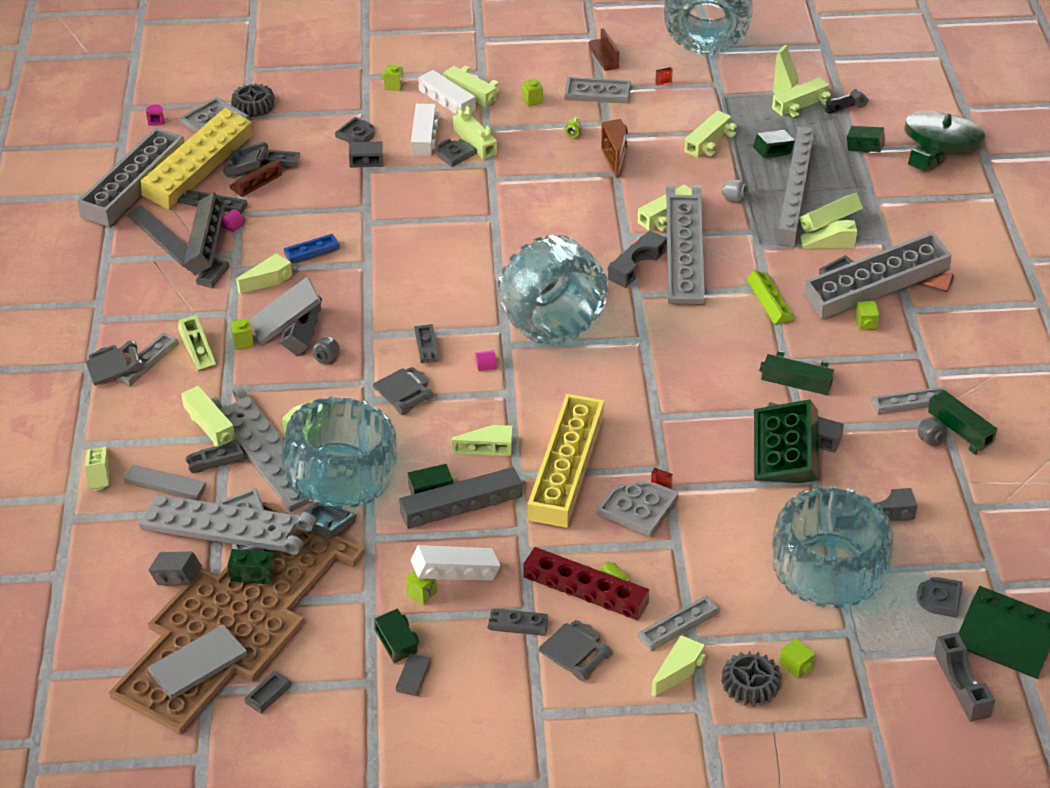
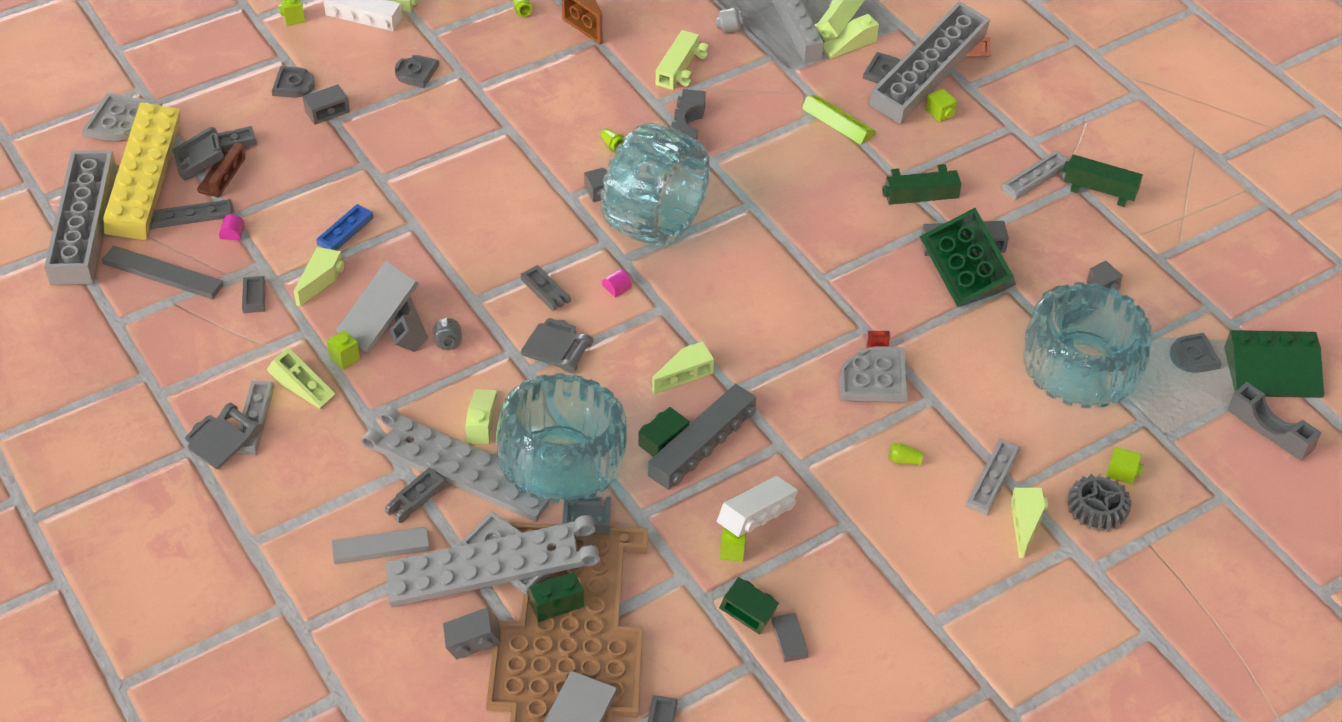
camera: 30 degrees left, 5 degrees up
(97, 468) = (296, 559): yellowish green slope -> none
(155, 115) = (50, 136): dark pink brick -> none
(204, 234) = (217, 254): dark grey brick -> none
(208, 416) = (383, 454): yellowish green brick -> none
(253, 99) = (152, 82): dark grey gear -> none
(424, 129) = (368, 56): white brick -> none
(474, 133) = (426, 44): yellowish green brick -> none
(518, 622) = (848, 539): dark grey hinge -> none
(566, 461) = (778, 357): light yellow brick -> none
(574, 644) = (916, 542): dark grey piece -> none
(586, 583) = (885, 473): dark red brick -> none
(685, 247) = (728, 93): light grey hinge -> none
(932, 431) = (1079, 198): dark grey head -> none

